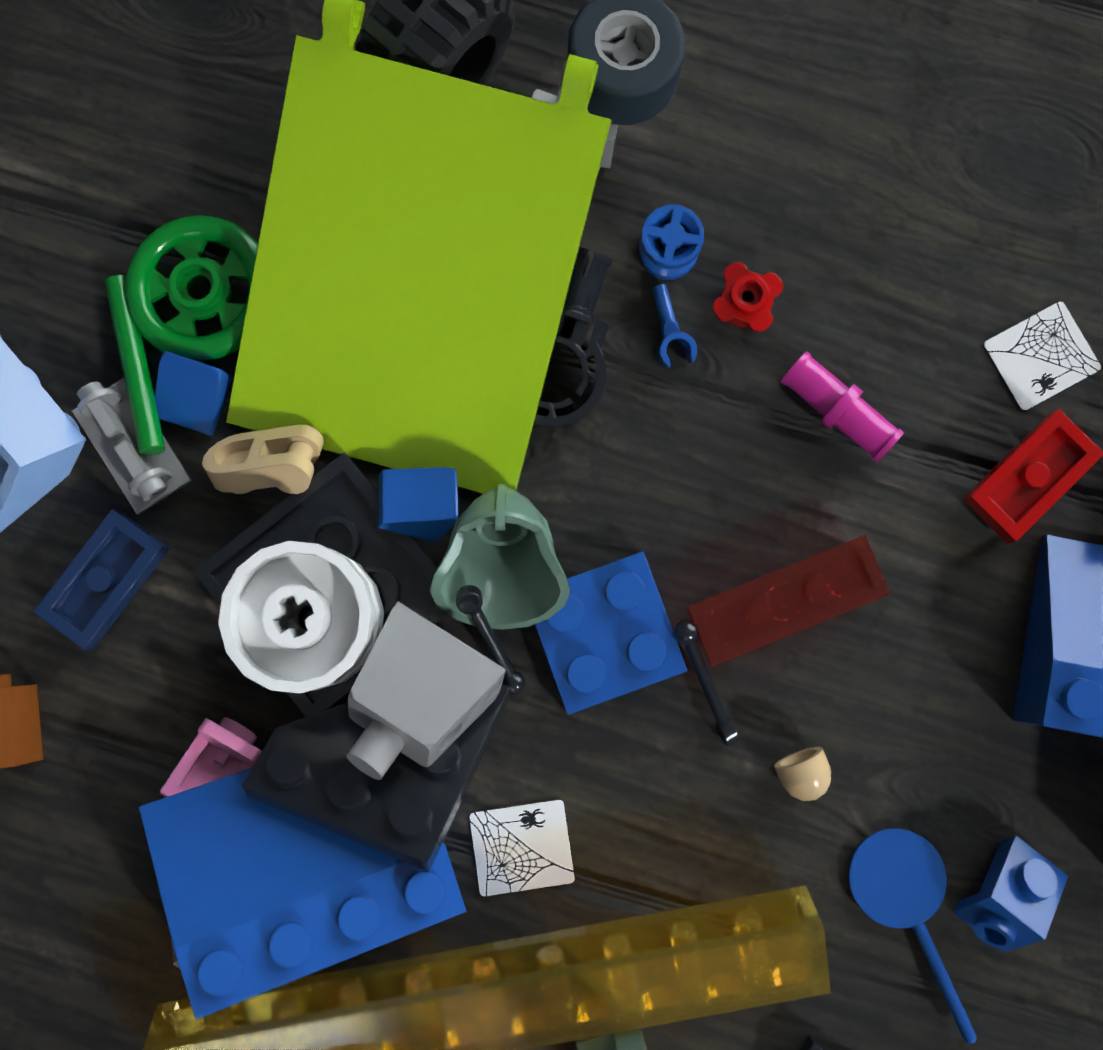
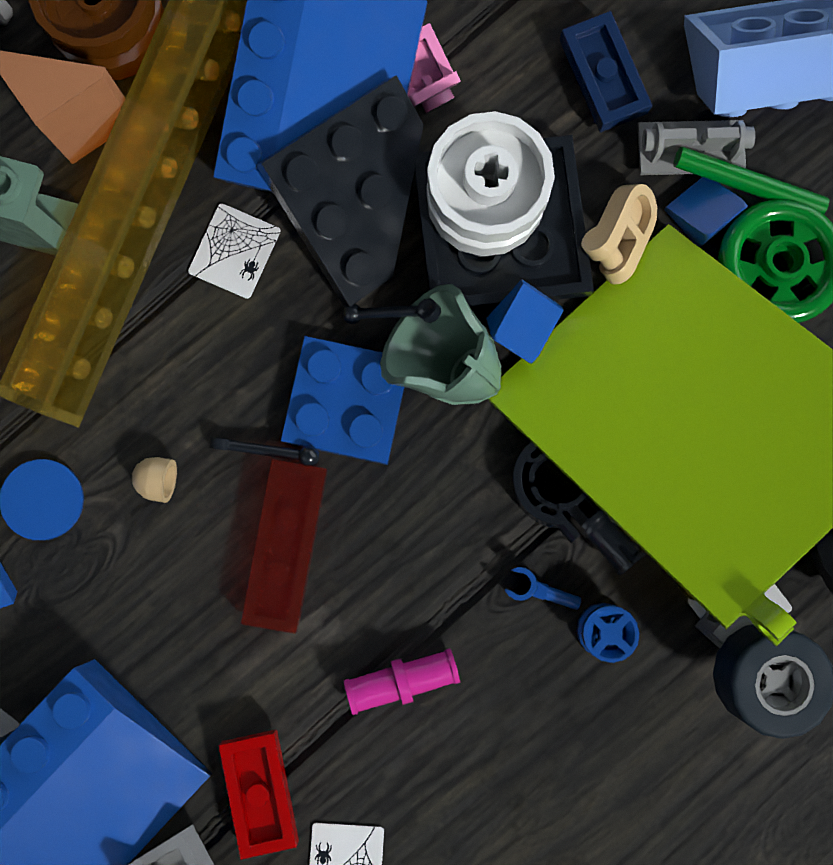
camera: 120 degrees right, 0 degrees up
(417, 693) = (384, 229): light grey torso -> none
(747, 314) = (513, 661): red plate -> none

